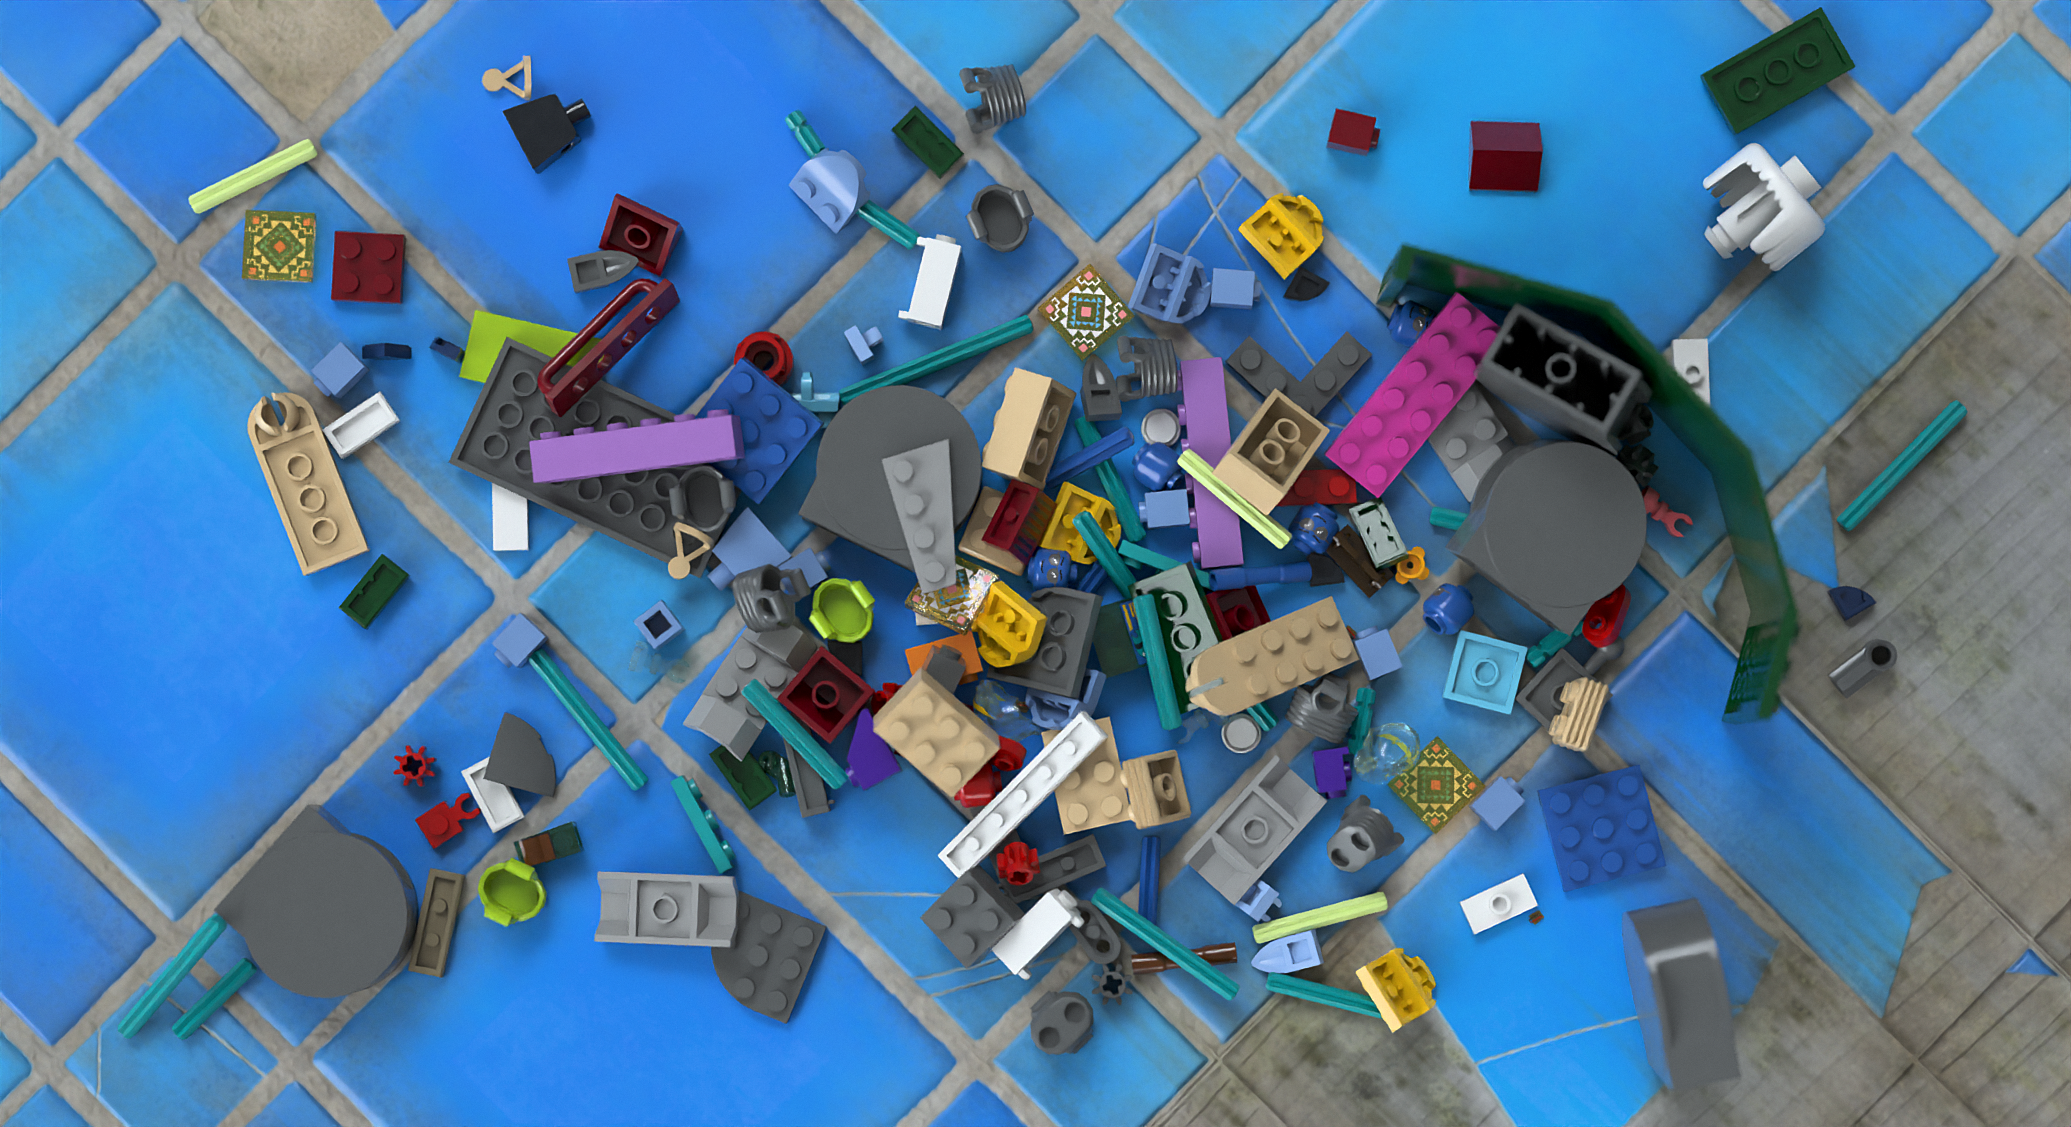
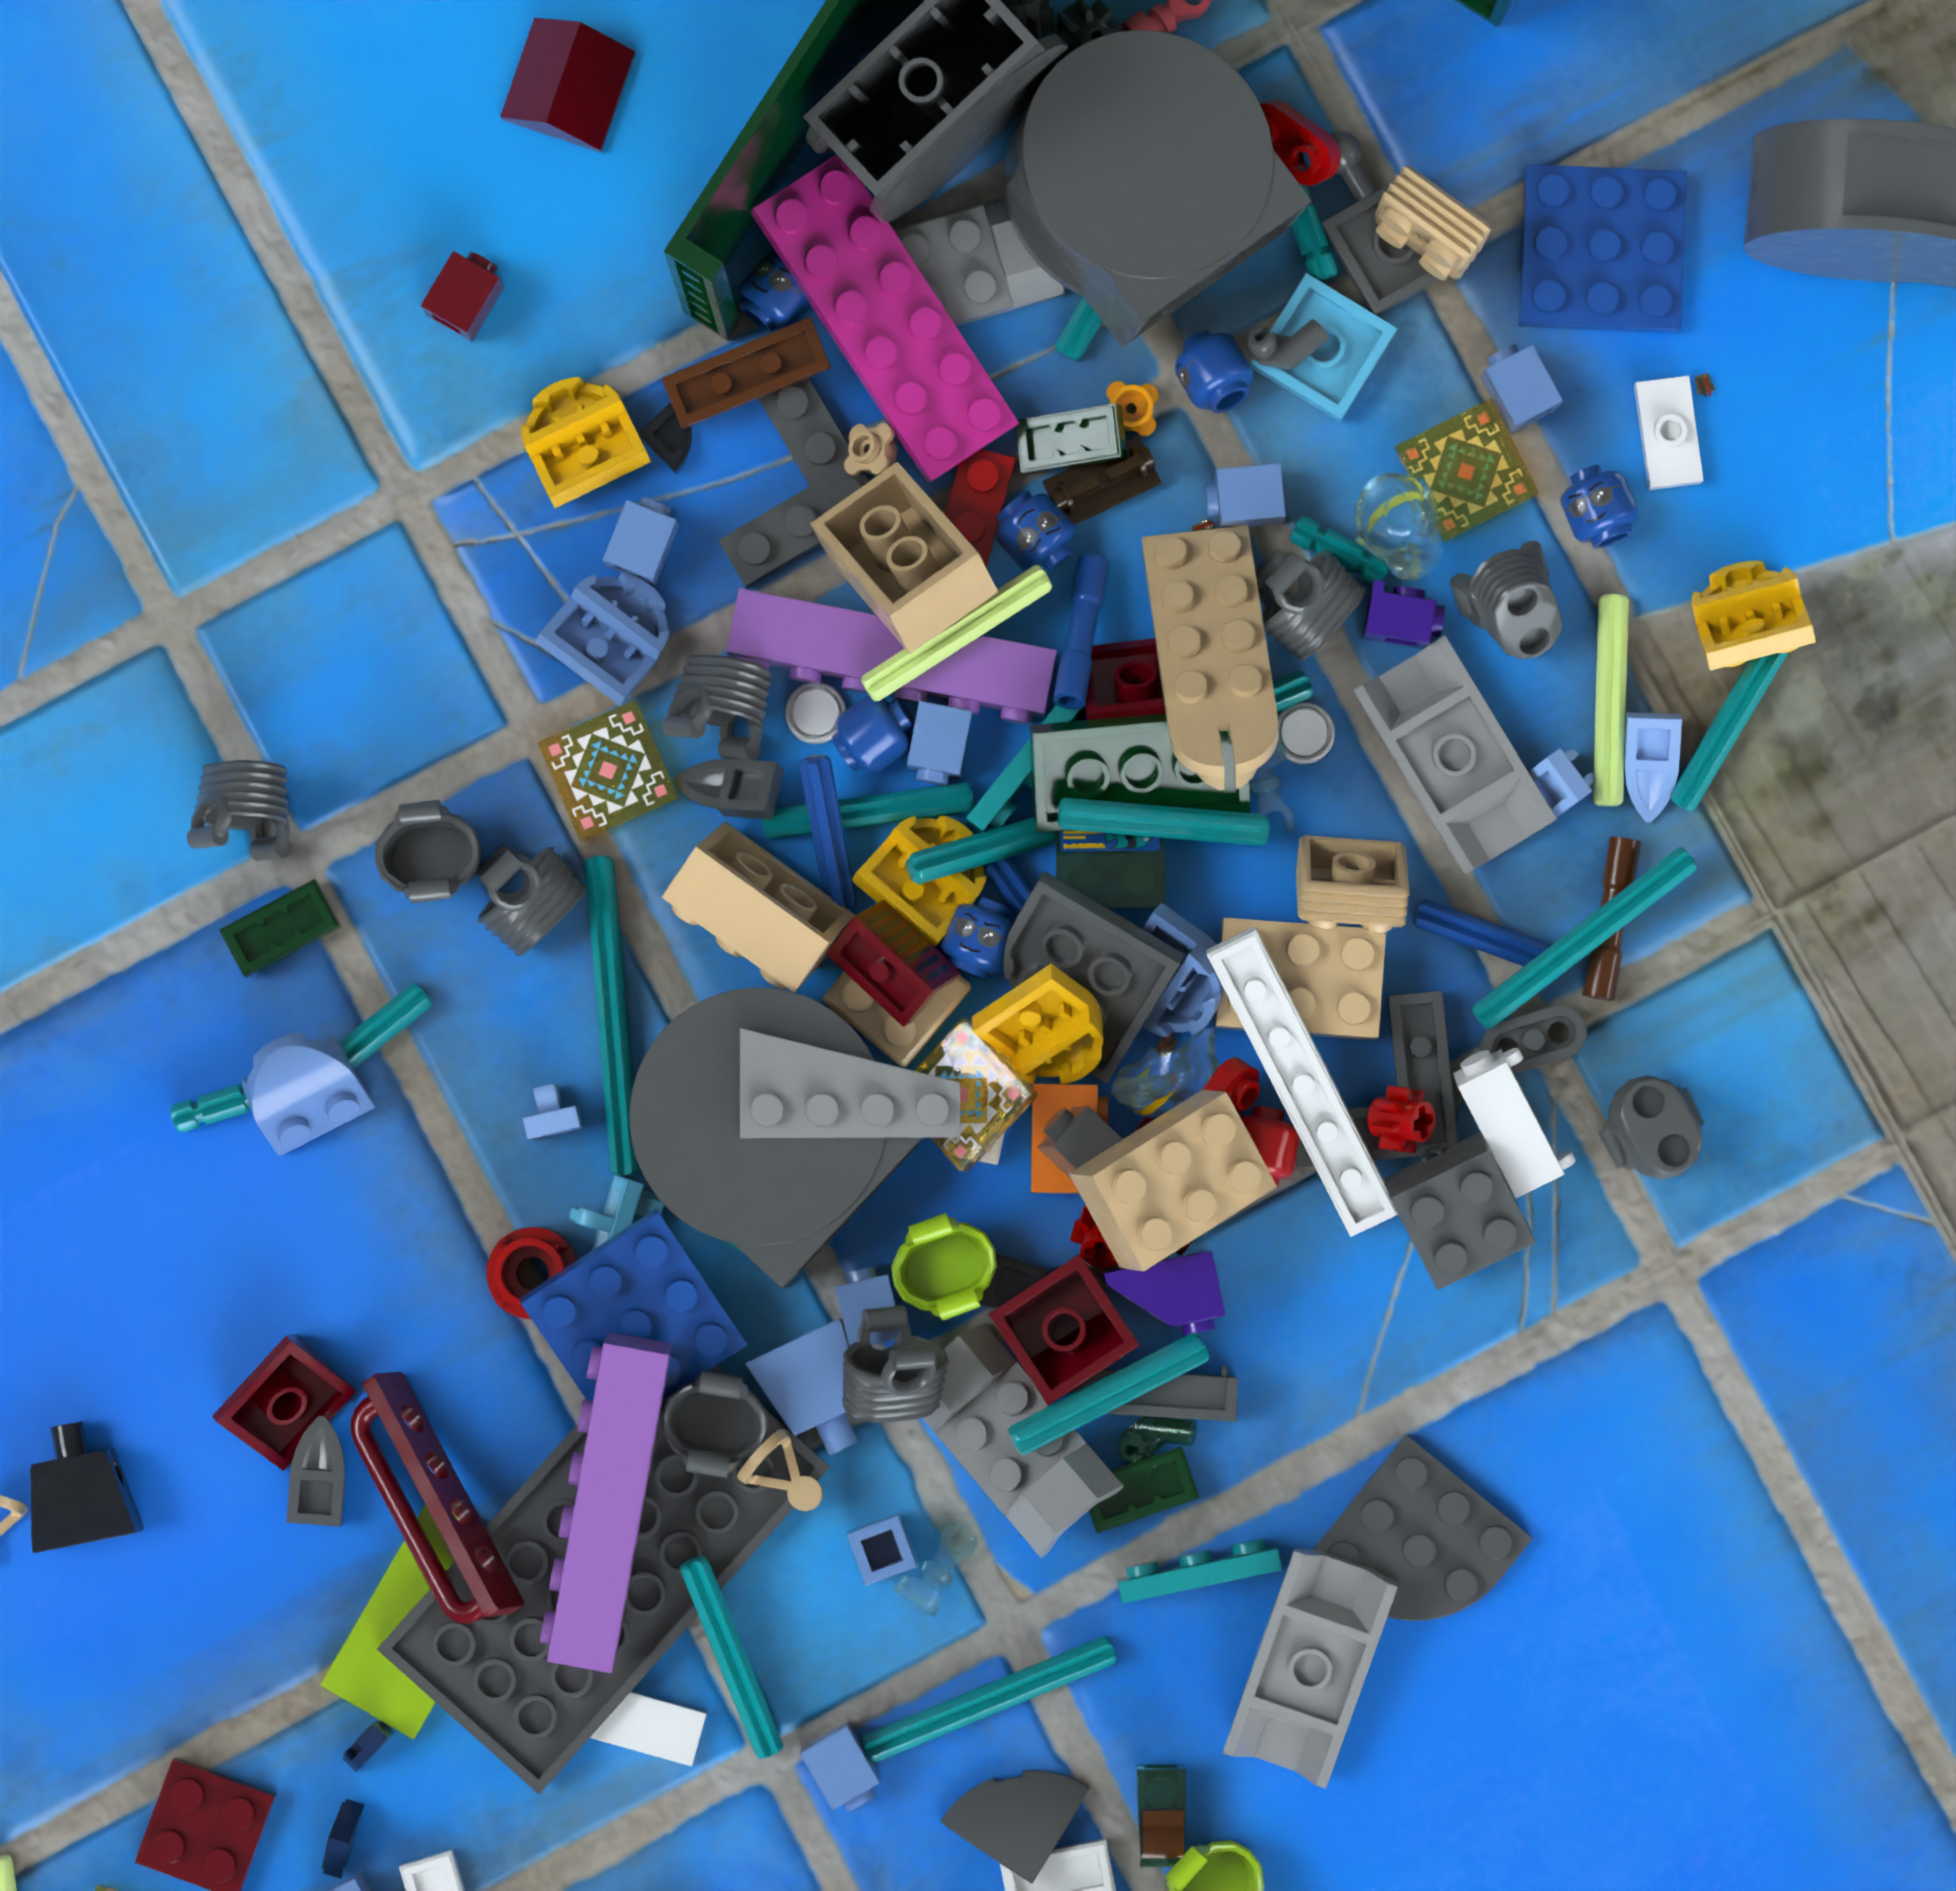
camera: 75 degrees left, 0 degrees up
(566, 553) = (731, 1657): none -> teal axle
(934, 281) = (492, 982): white brick -> none
(986, 293) = (538, 906): none -> dark grey piece
(1121, 987) = (1627, 1023): dark grey gear -> none
(1324, 570) = (1101, 536): black tile -> none
(1333, 412) = (870, 449): none -> tan plate
(1356, 321) = (746, 373): none -> reddish brown plate
(1437, 873) = (1599, 506): none -> blue head
(1474, 650) = (1285, 351): none -> dark grey arm

